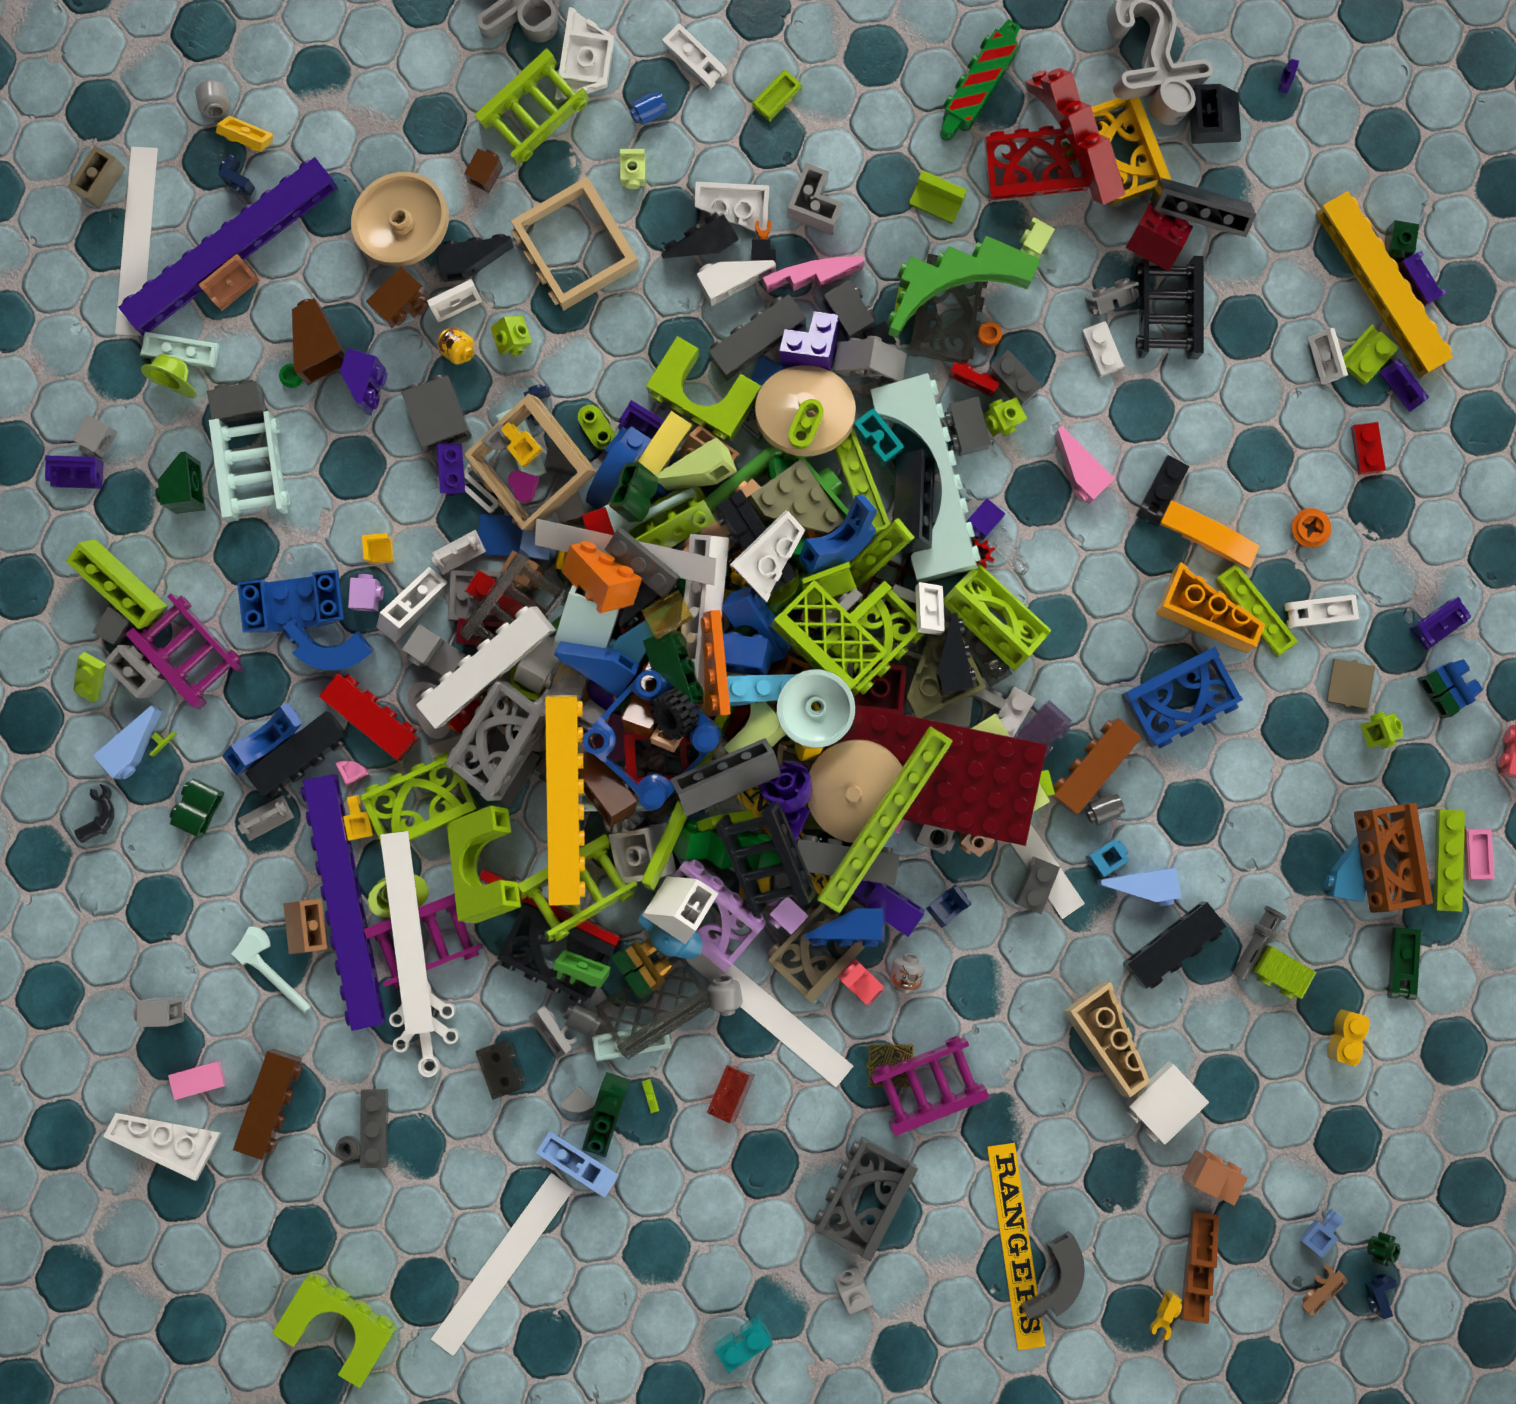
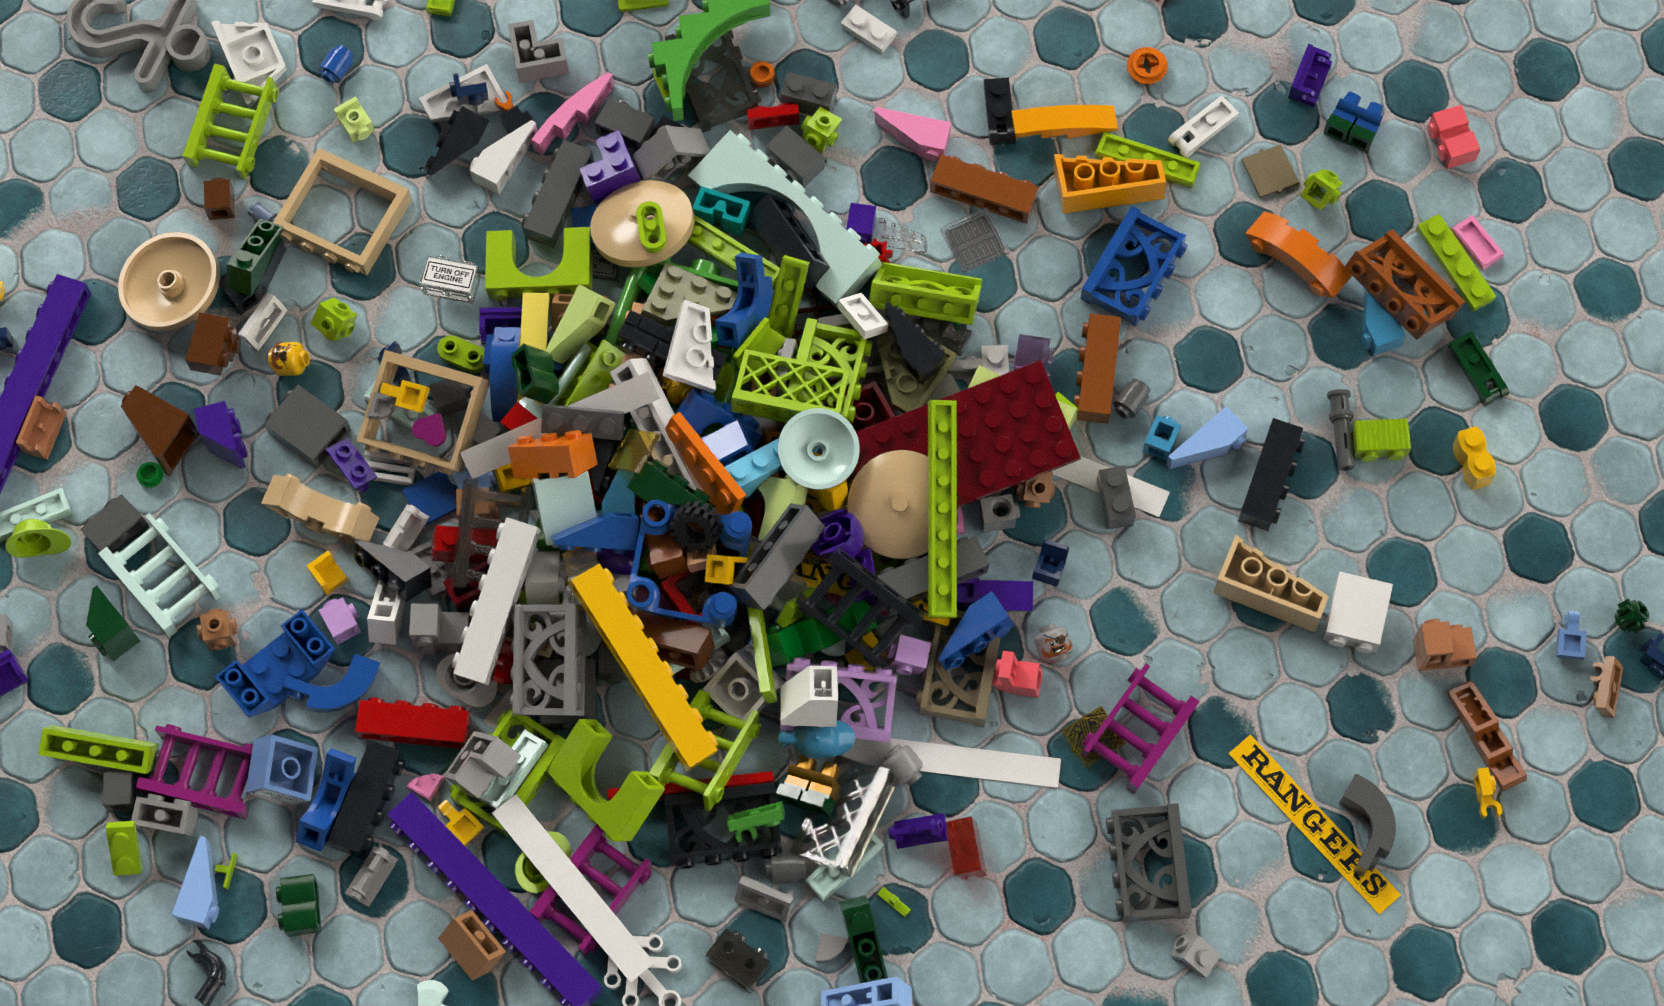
camera: 30 degrees left, 15 degrees down
(243, 693) = (282, 770): none -> medium blue brick
(271, 547) = (224, 633): none -> medium nougat brick
(394, 788) = (481, 761): none -> light grey brick
(402, 493) = (319, 512): none -> tan brick
(420, 807) = (503, 789): none -> light aqua tile
(432, 583) = (397, 569): none -> black slope
(475, 242) = (252, 257): none -> dark green slope
(510, 206) = (261, 212): none -> sand blue pin
(625, 358) = (450, 279): none -> brick
(674, 759) = (721, 568): none -> yellow panel
(703, 1056) = (919, 831): none -> dark purple hinge
(739, 207) = (469, 94): none -> dark blue bracket
(1068, 590) = (974, 240): none -> clear tile
(1105, 552) = (984, 188): none -> dark orange brick
(1325, 773) = (1299, 252): none -> orange brick

